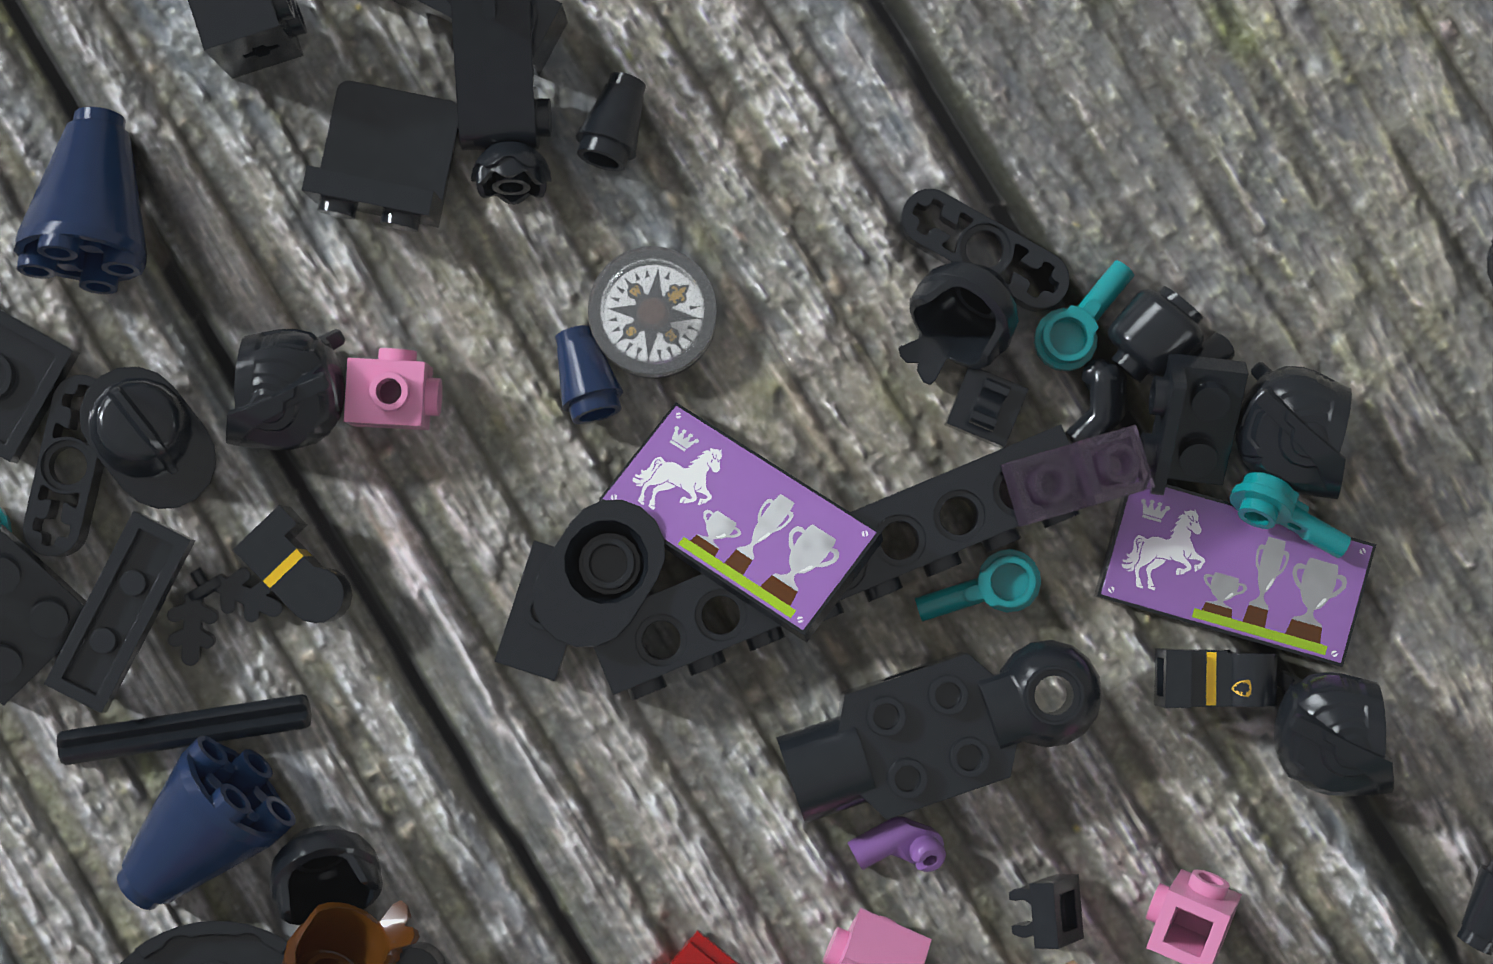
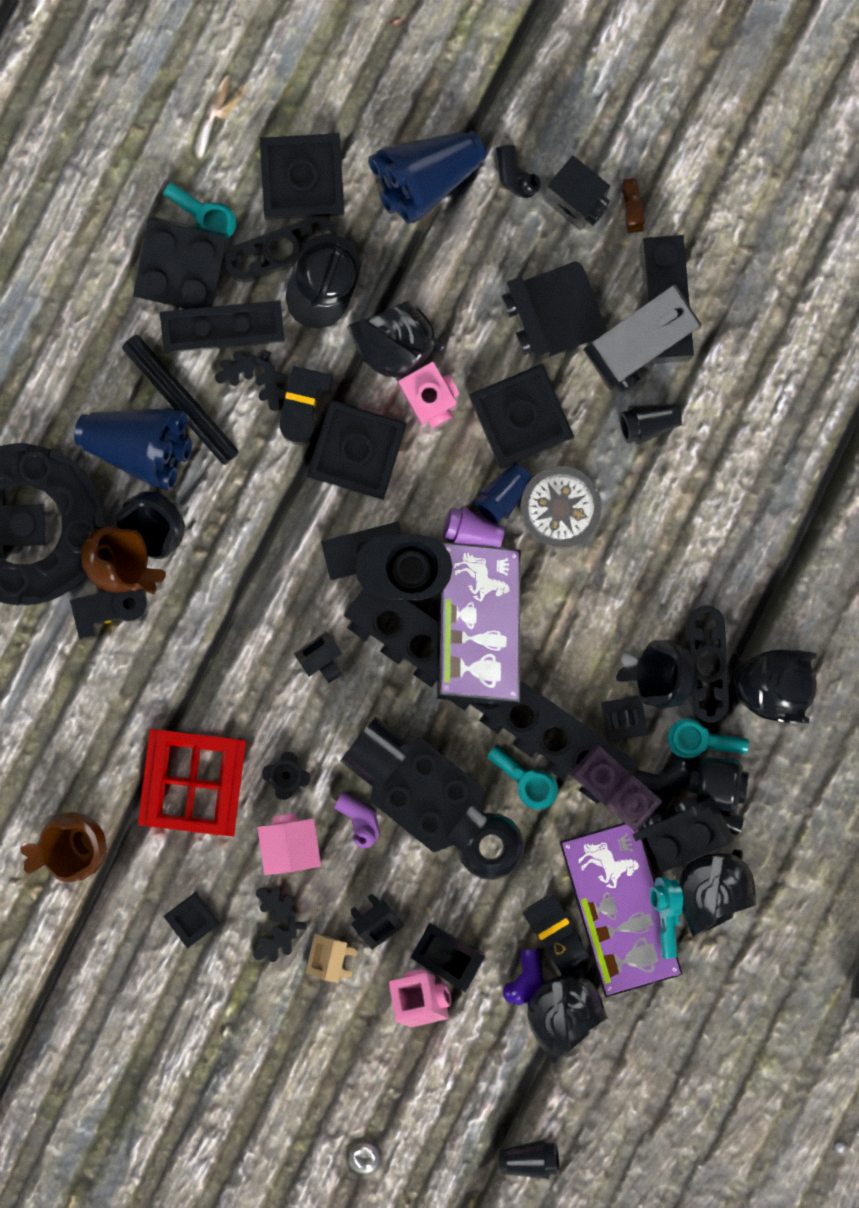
camera: 55 degrees right, 0 degrees up
(174, 98) = (512, 176): none -> black arm
(403, 535) = (356, 450): none -> black plate
(498, 288) = (521, 416): none -> black plate
(511, 172) = (587, 384): black plate -> none
(605, 450) = (471, 529): none -> medium lavender cone
(648, 760) = (320, 656): none -> black tile
(792, 919) = (297, 778): none -> black plate
(1072, 174) = (777, 685): none -> black helmet
(1161, 842) = (448, 956): none -> black slope
(1258, 755) = (530, 979): none -> dark purple arm

